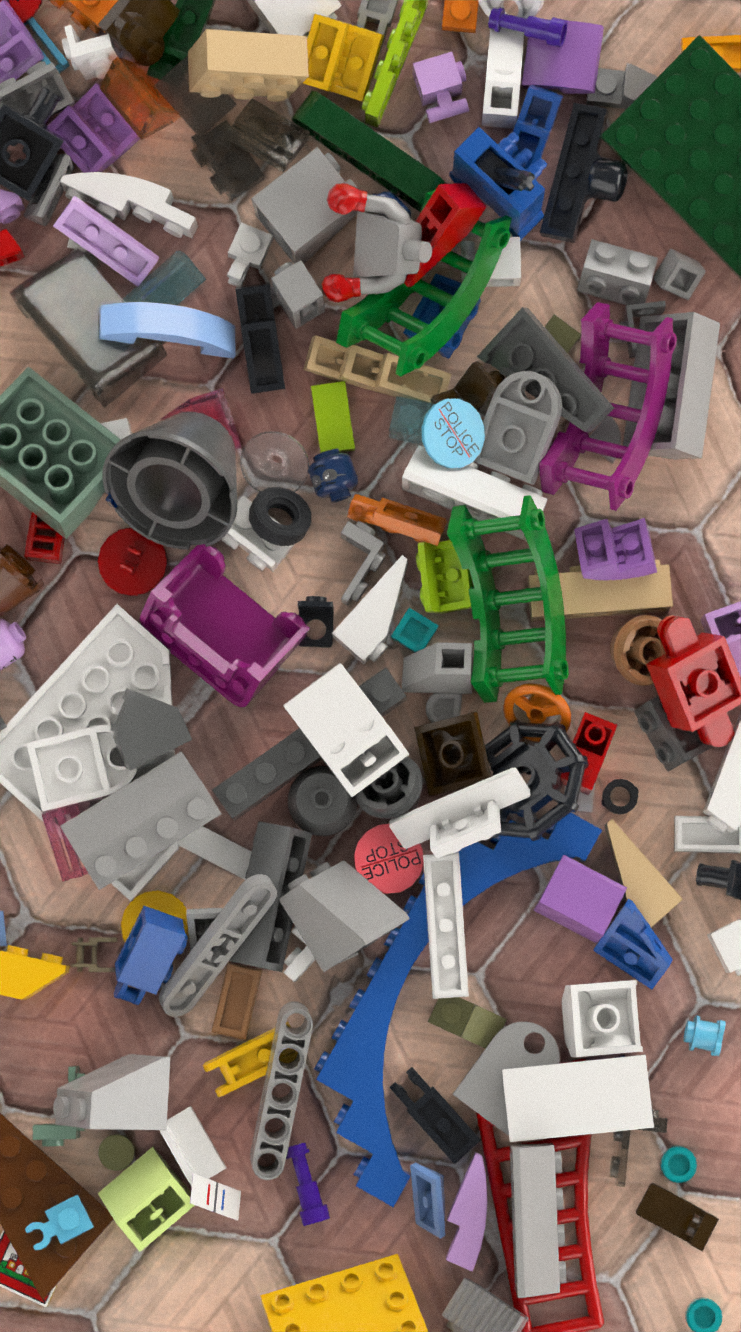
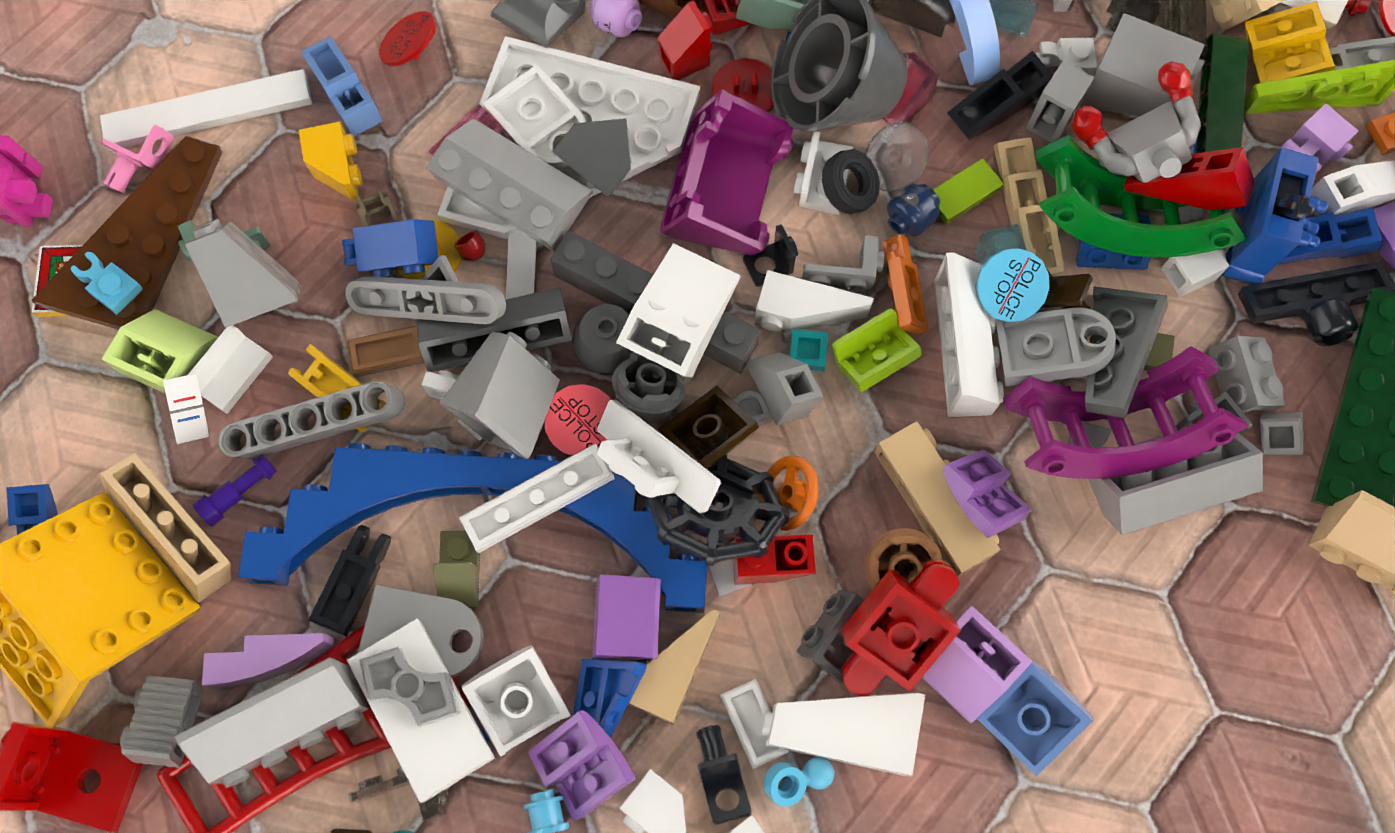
camera: 60 degrees right, 10 degrees down
(70, 596) = (686, 42): none -> red slope
(116, 1152) = (200, 310): olive tile -> none
(172, 883) = (470, 246): none -> red hinge
(317, 1253) = (166, 527): none -> tan brick
(428, 1199) = (268, 610): medium blue slope -> none
(487, 600) = (870, 396): green fence -> none
(572, 1087) = (425, 695): none -> light grey tile
(606, 802) = (755, 602): black piece -> none
(680, 988) = (581, 764): none -> medium lavender slope

